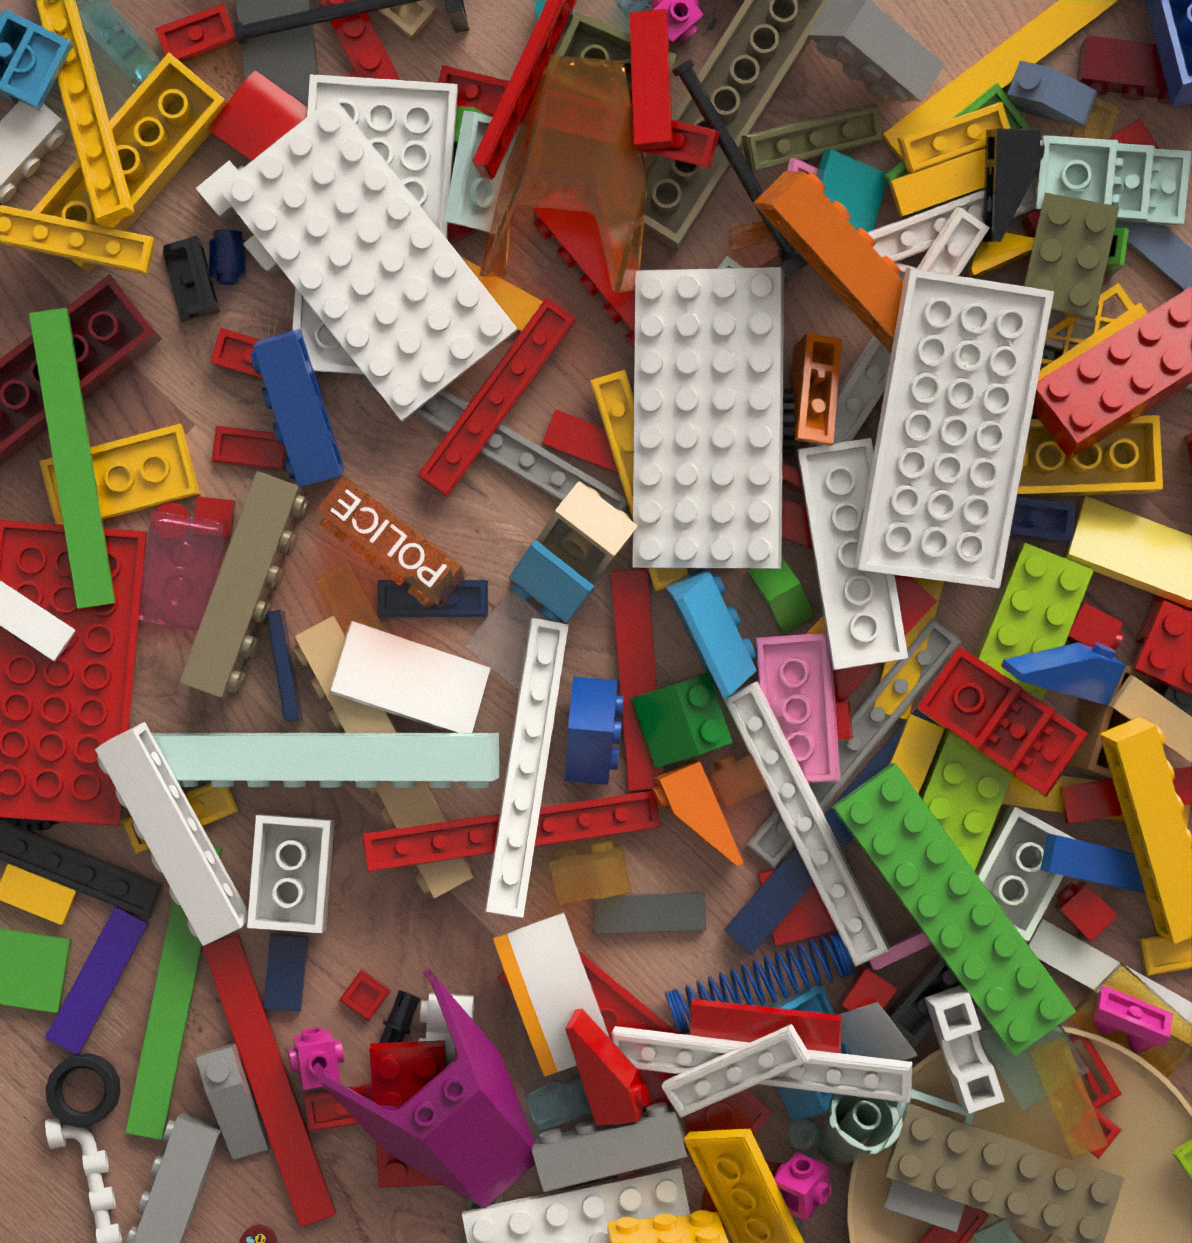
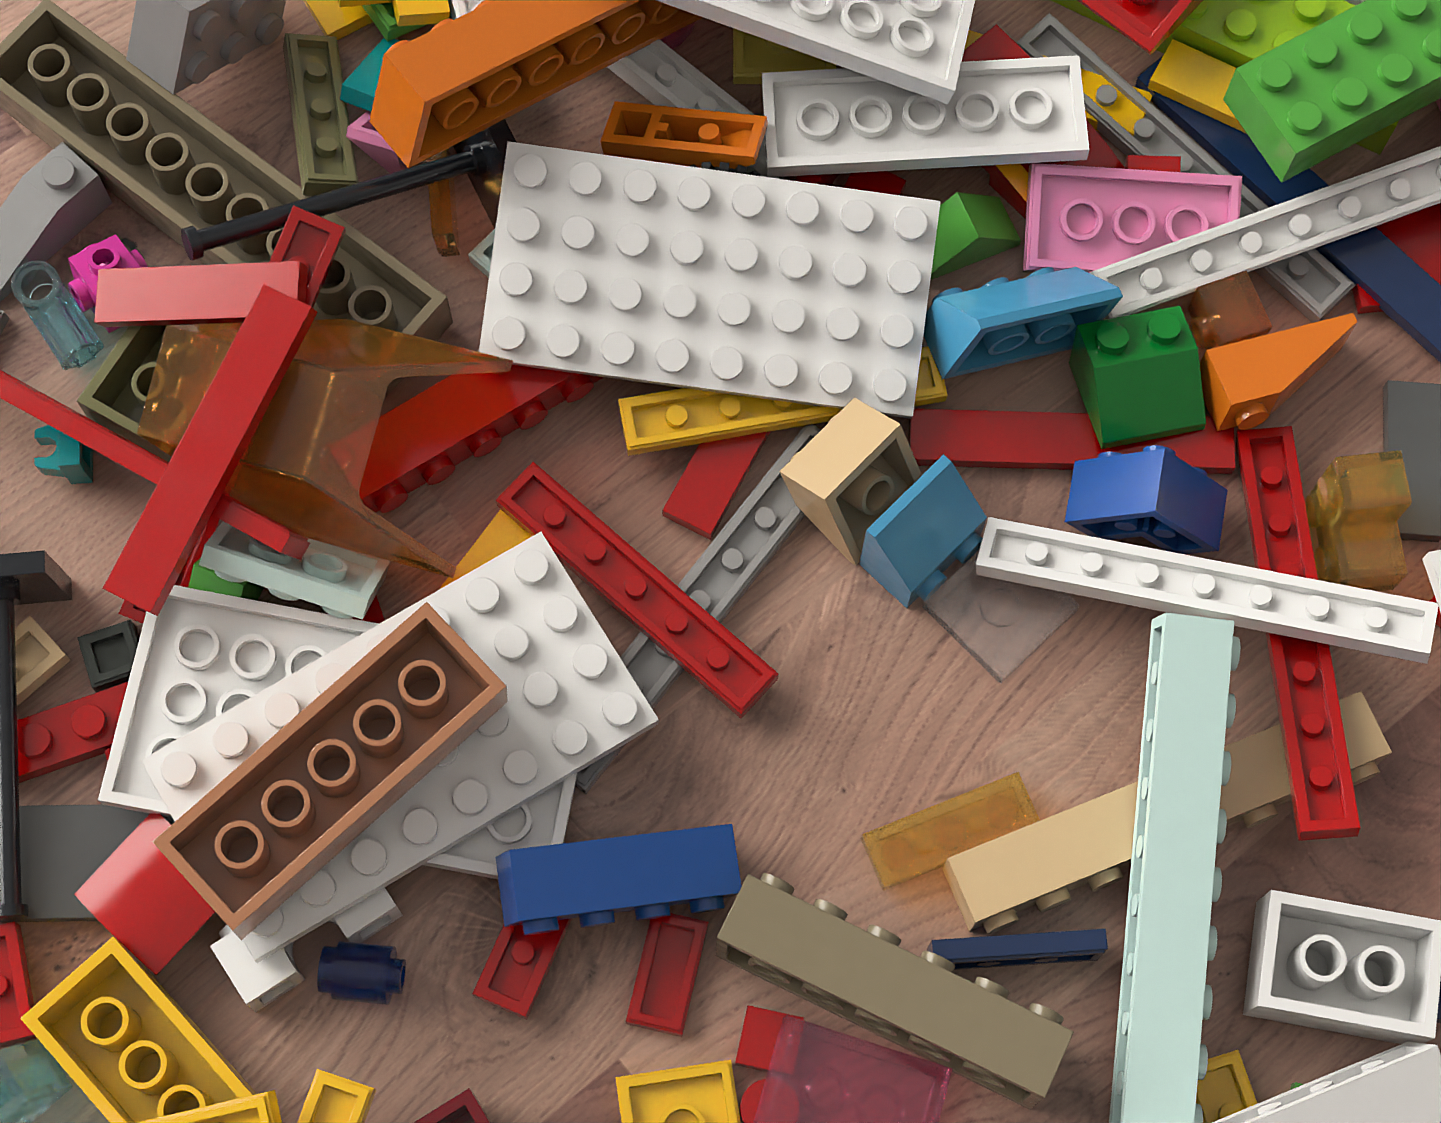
camera: 85 degrees left, 15 degrees down
(190, 278) = (387, 1036): black hinge -> none
(330, 217) = (332, 770): none -> nougat brick
(392, 542) = (846, 753): clear orange brick -> none
(409, 679) = (1054, 757): white tile -> none
(418, 64) = (109, 654): none -> pearl dark grey tile
(466, 601) = (926, 720): dark blue tile -> none
(535, 105) = (210, 450): none -> red tile

